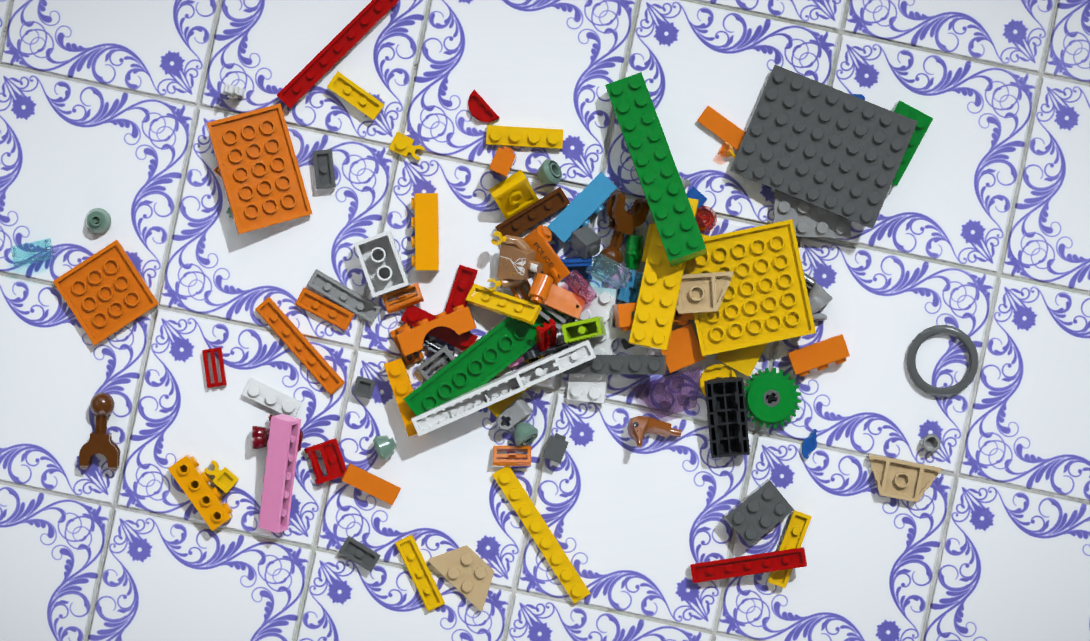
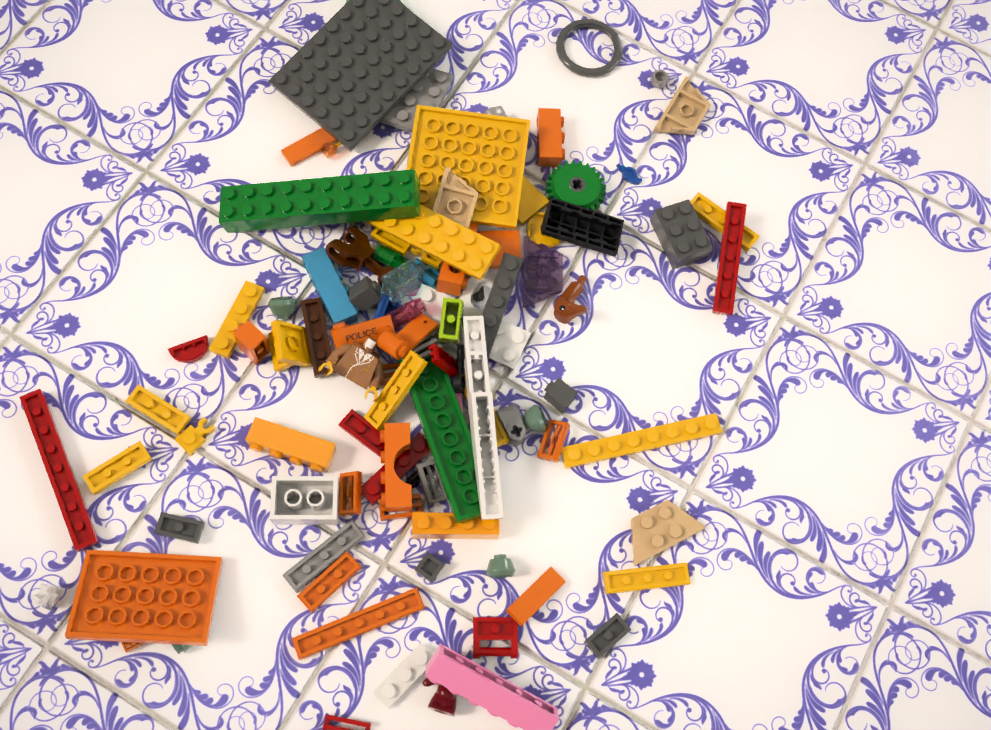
camera: 85 degrees left, 20 degrees down
(417, 106) = (158, 409): none -> yellow plate

